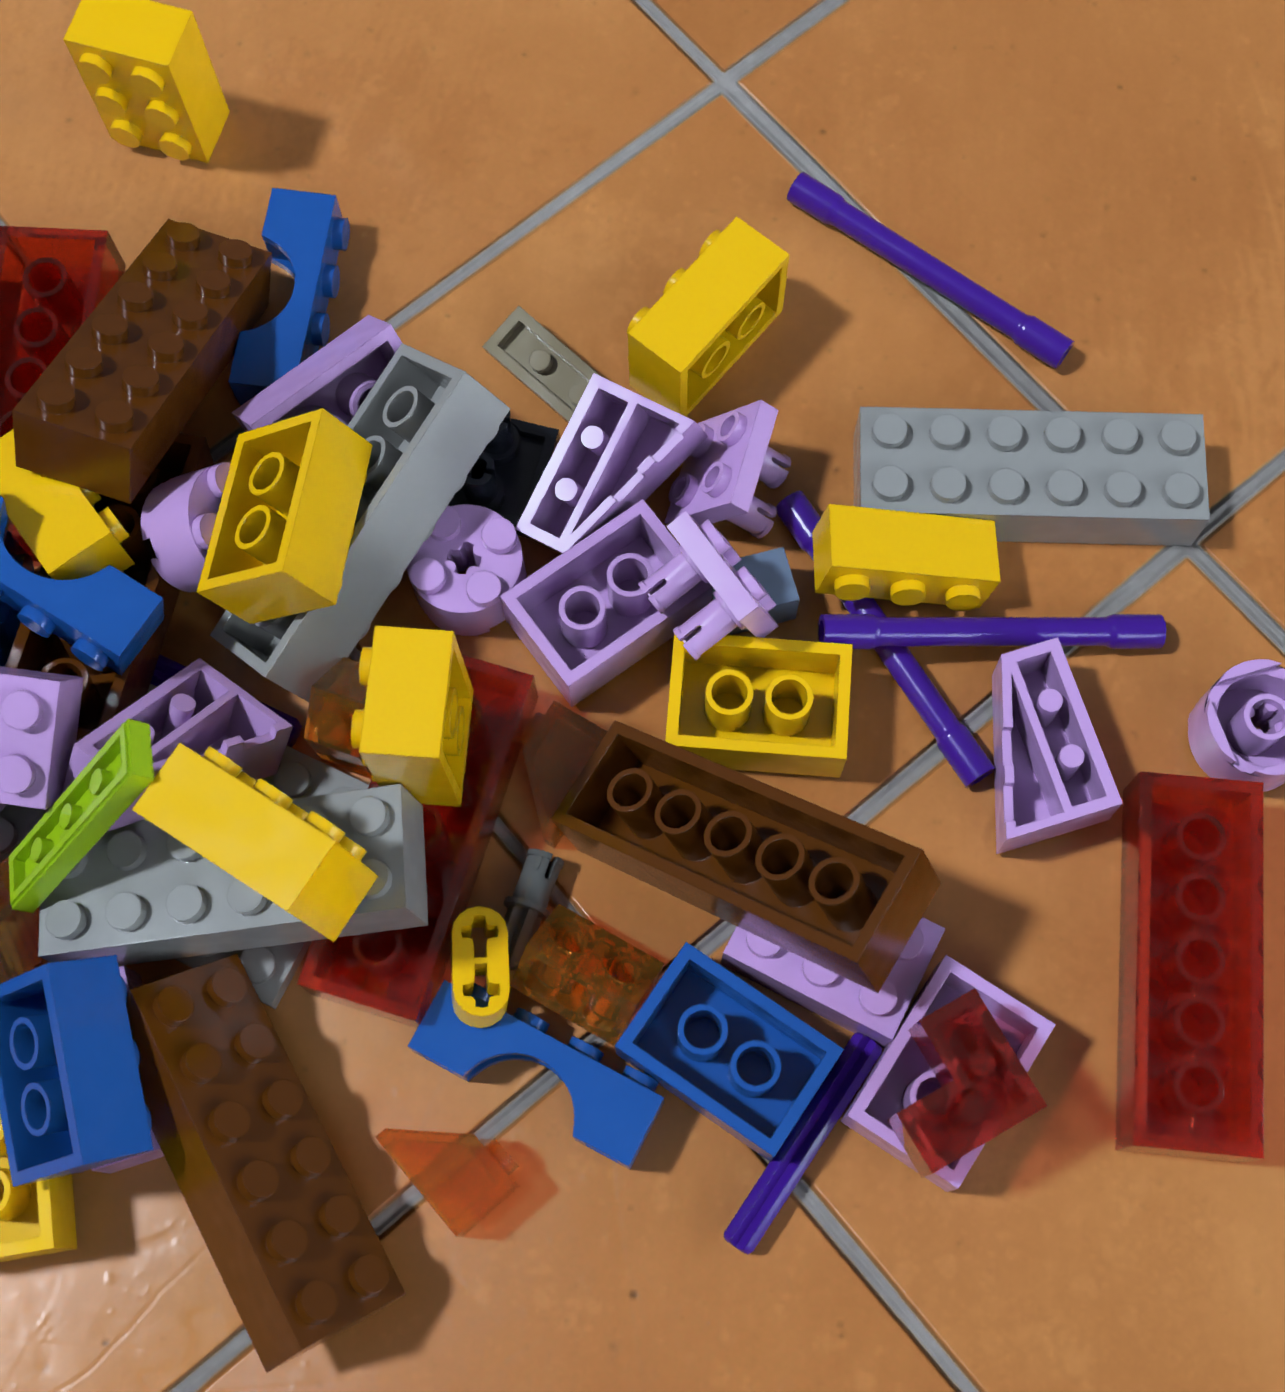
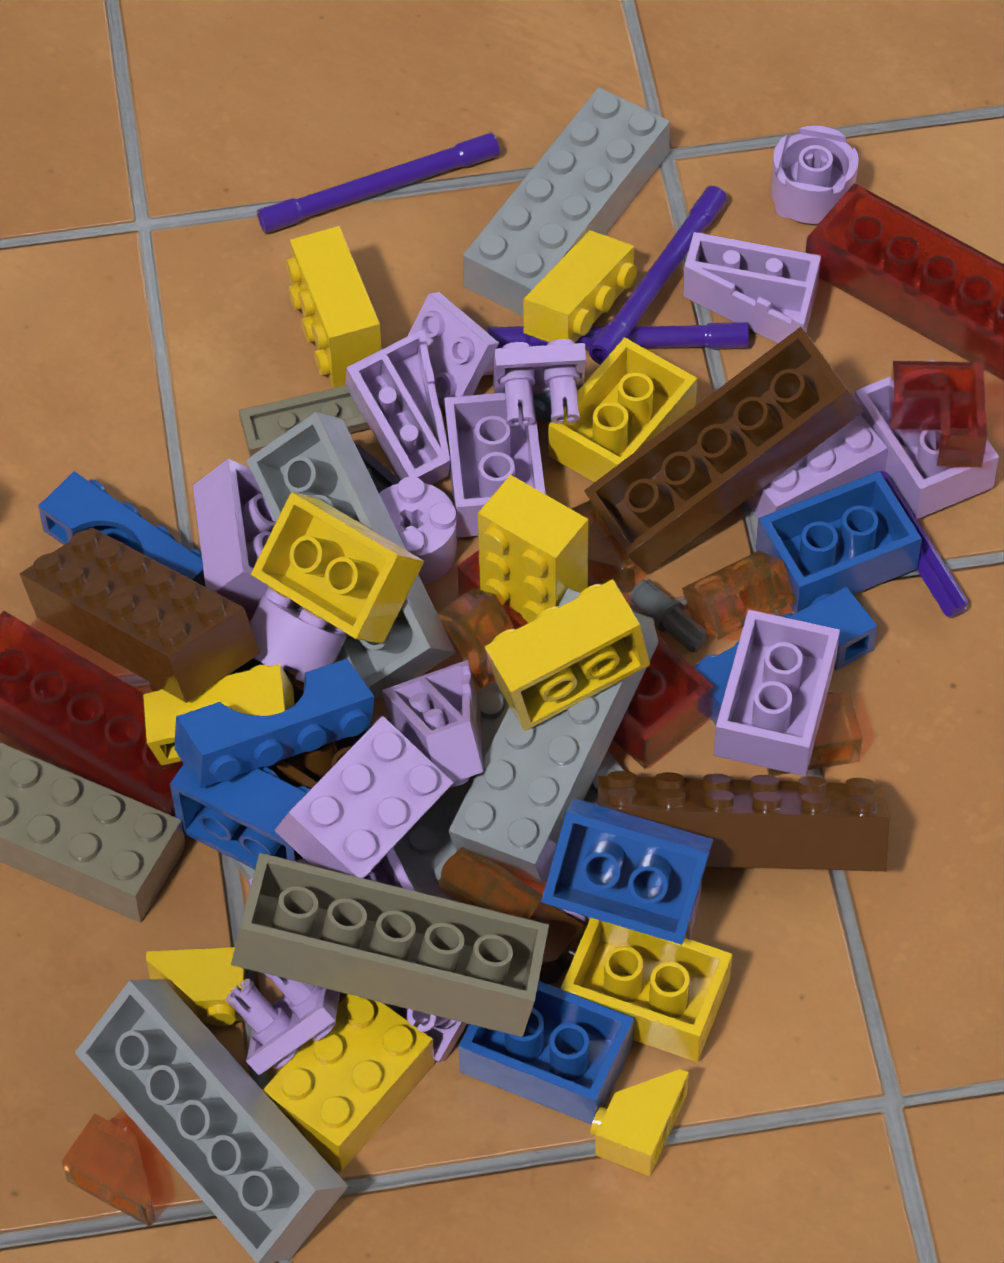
camera: 60 degrees left, 15 degrees down
(81, 815) = (475, 761): lime tile -> none
(427, 1105) = (776, 692): none -> lavender brick
(493, 965) = (700, 640): yellow beam -> none

